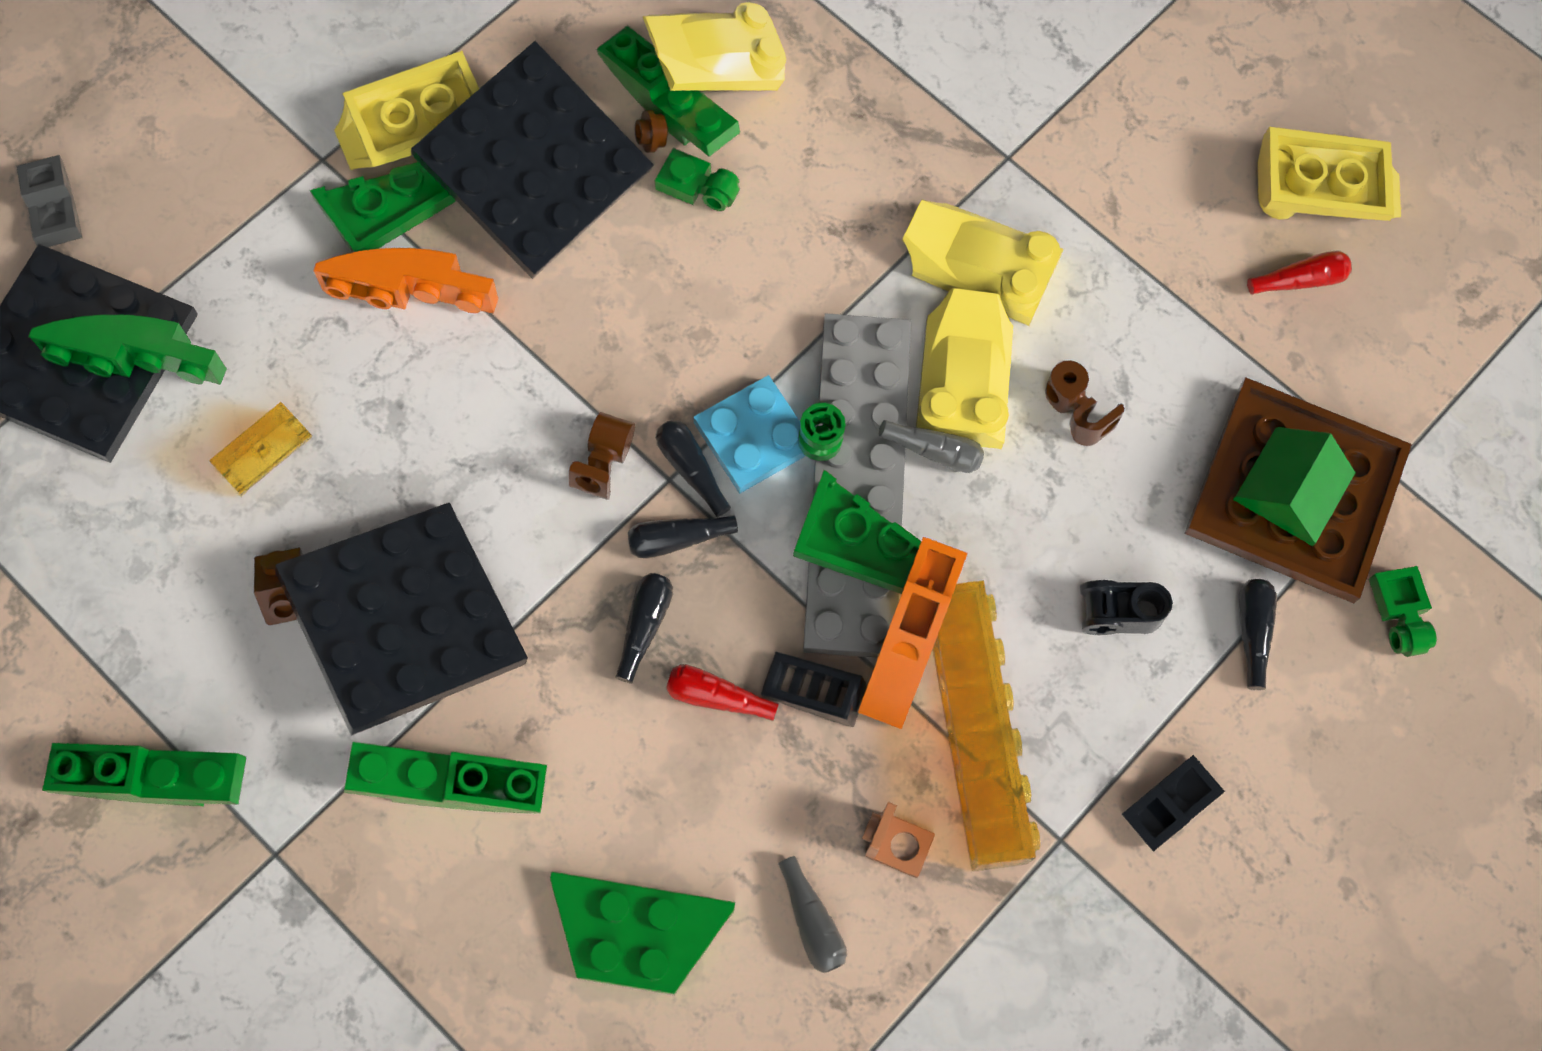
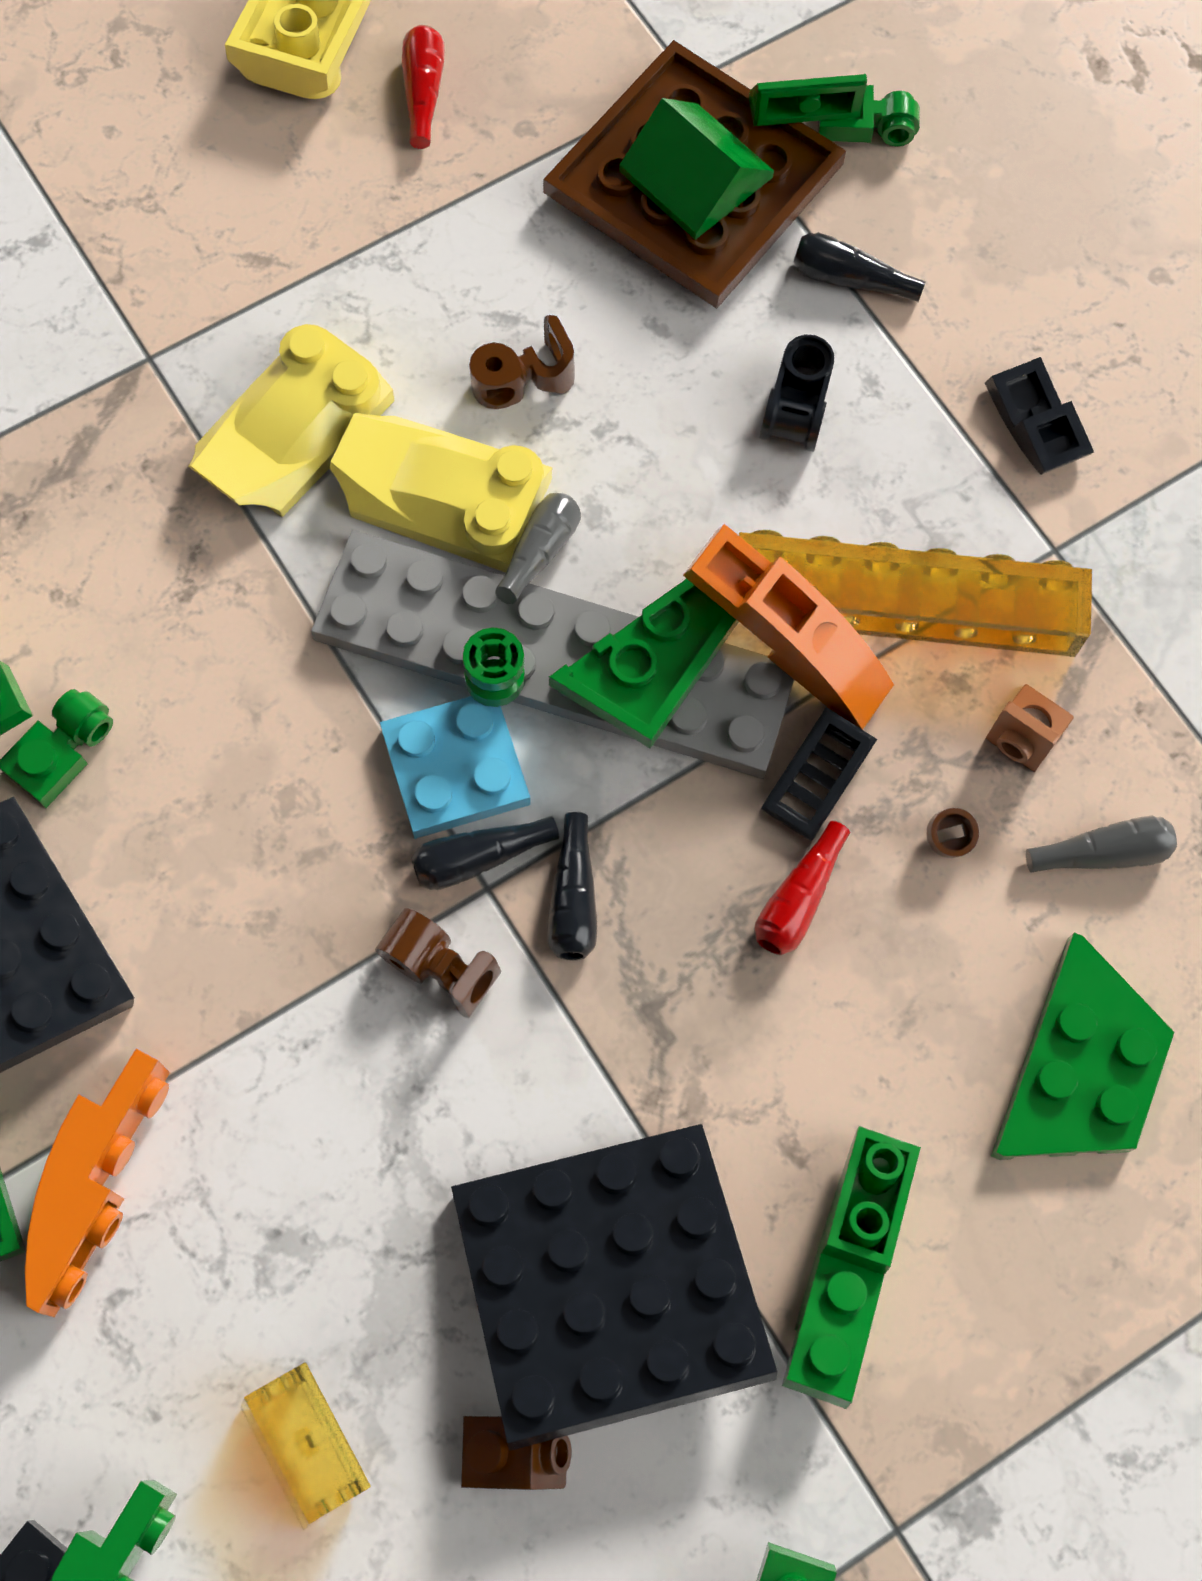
camera: 75 degrees left, 0 degrees up
(645, 617) = (680, 959): black piece -> none
(781, 798) = (955, 846): none -> reddish brown hinge
(1389, 554) = (807, 99): none -> green slope

